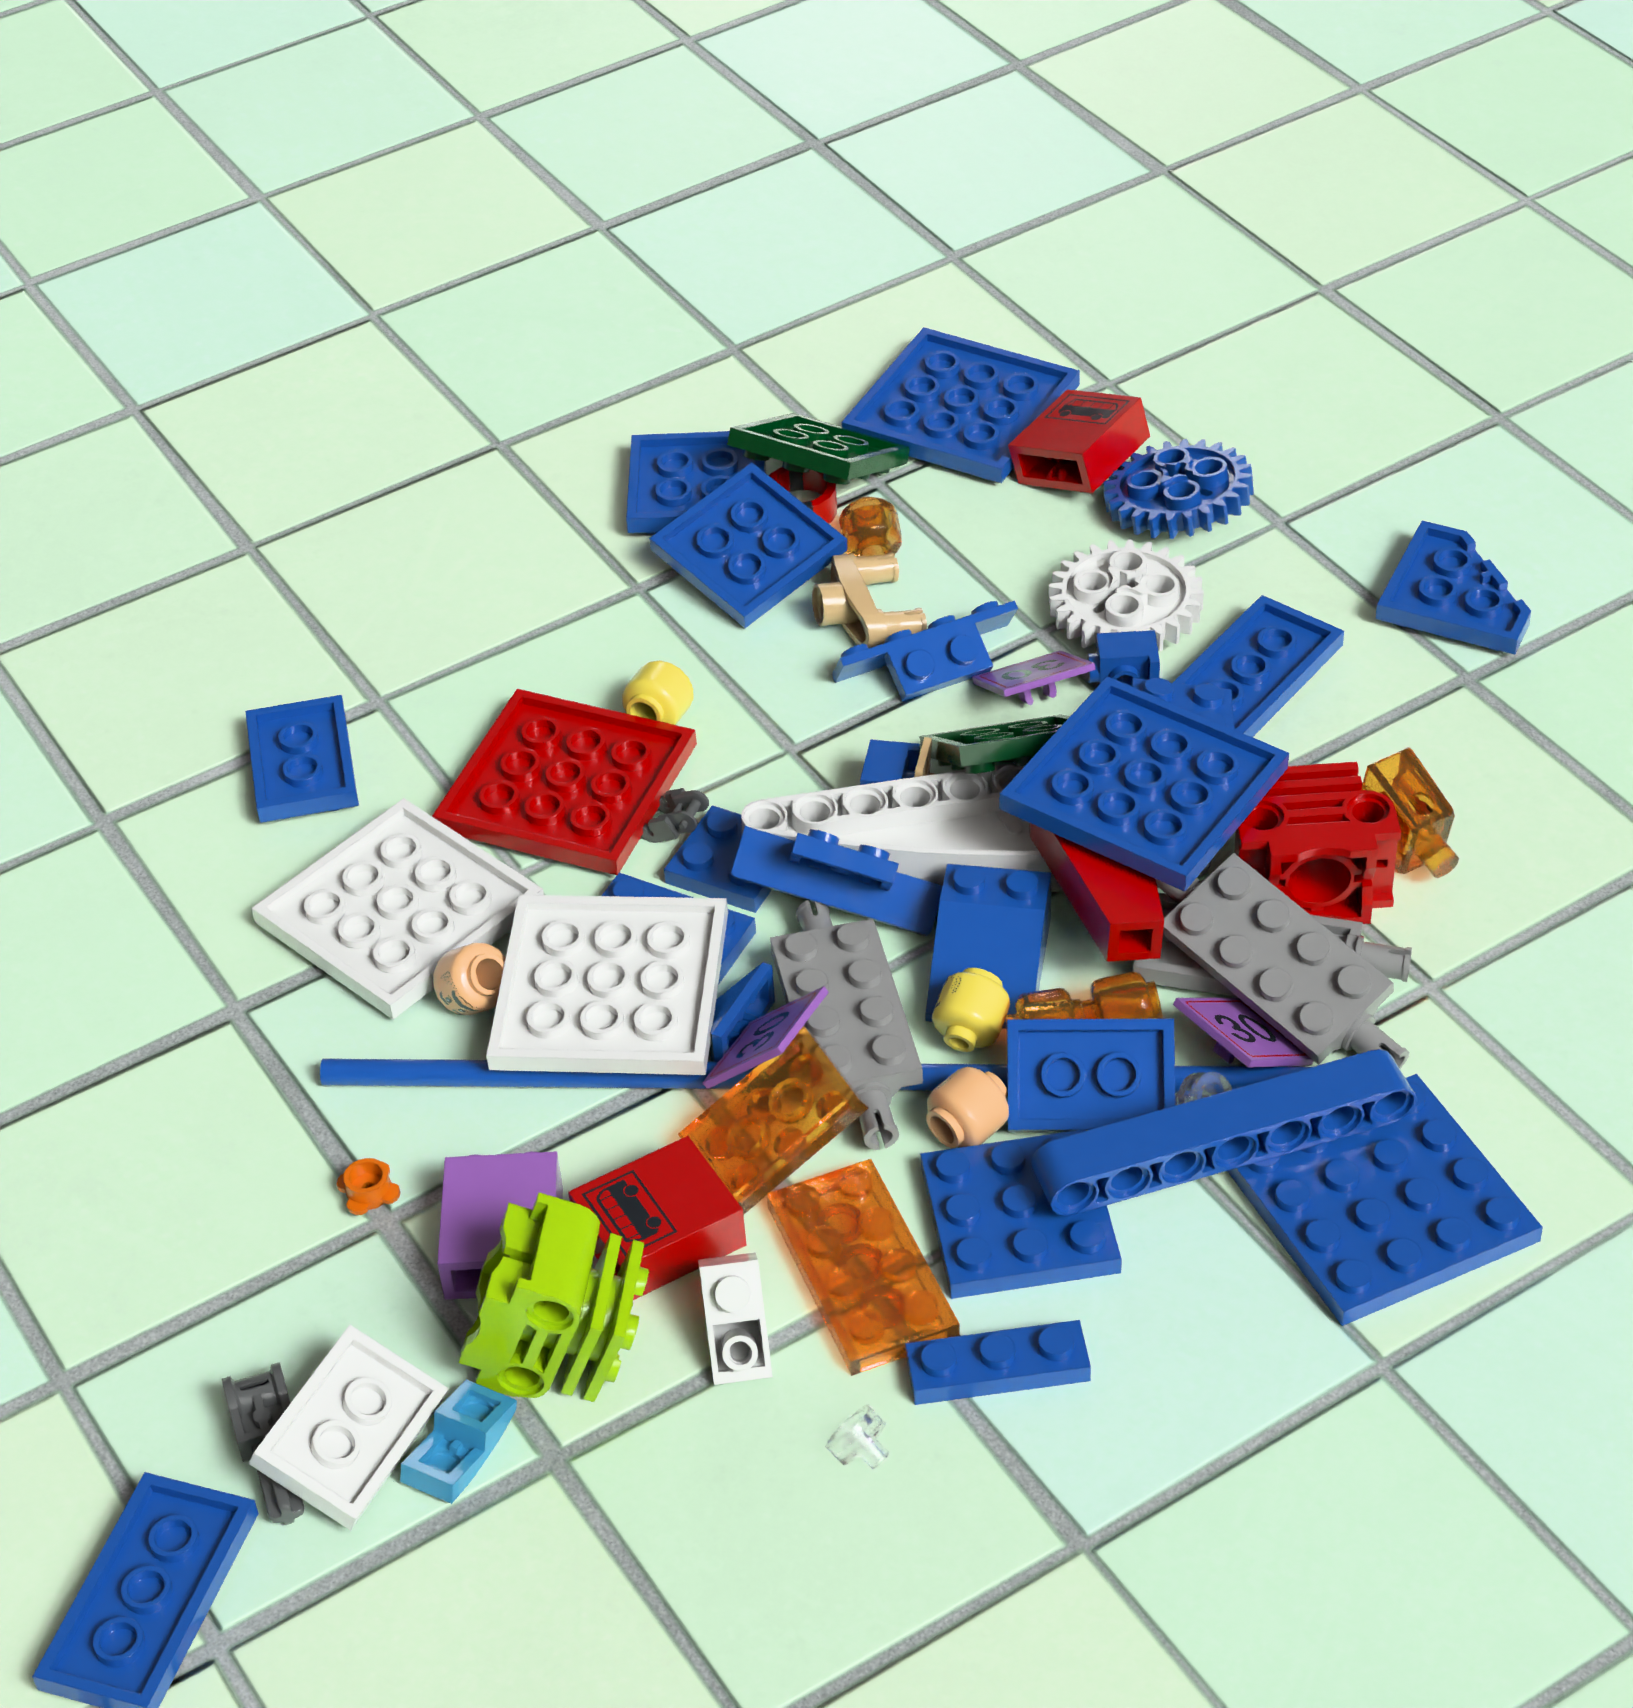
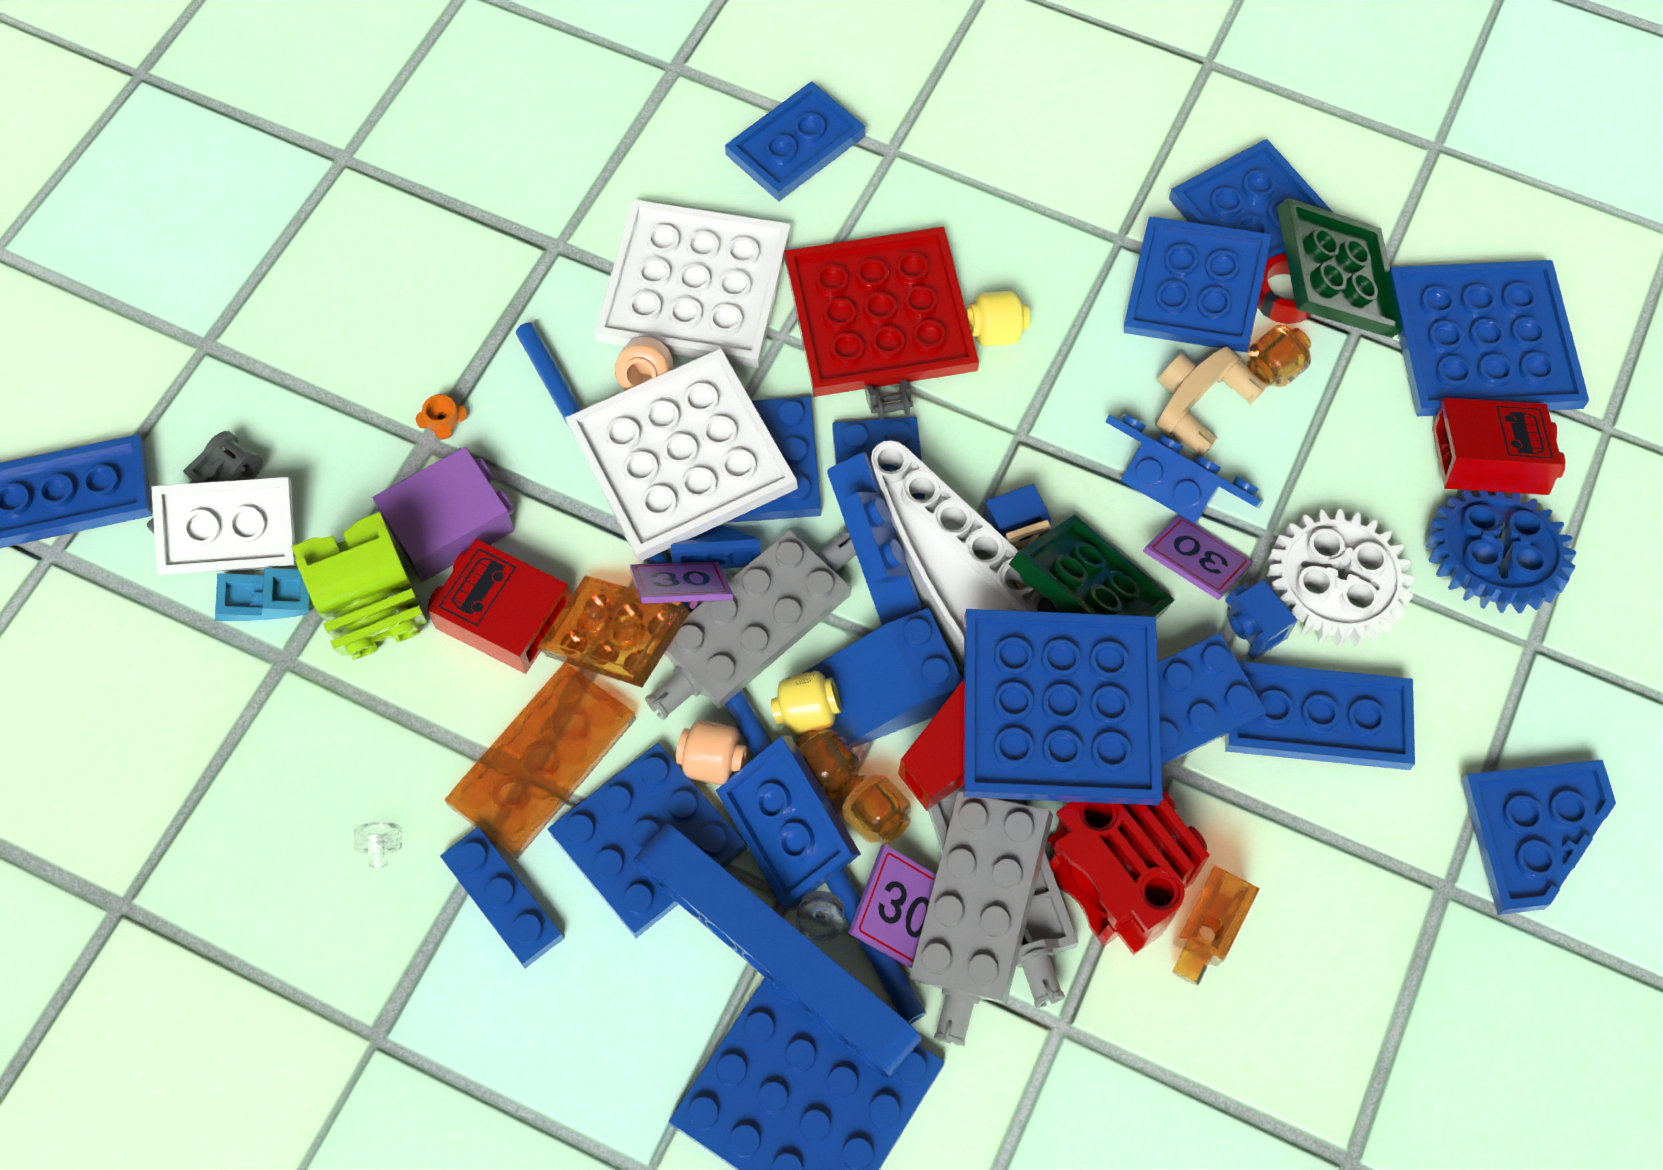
camera: 55 degrees right, 20 degrees up
(735, 1318) = (442, 701): white slope -> none

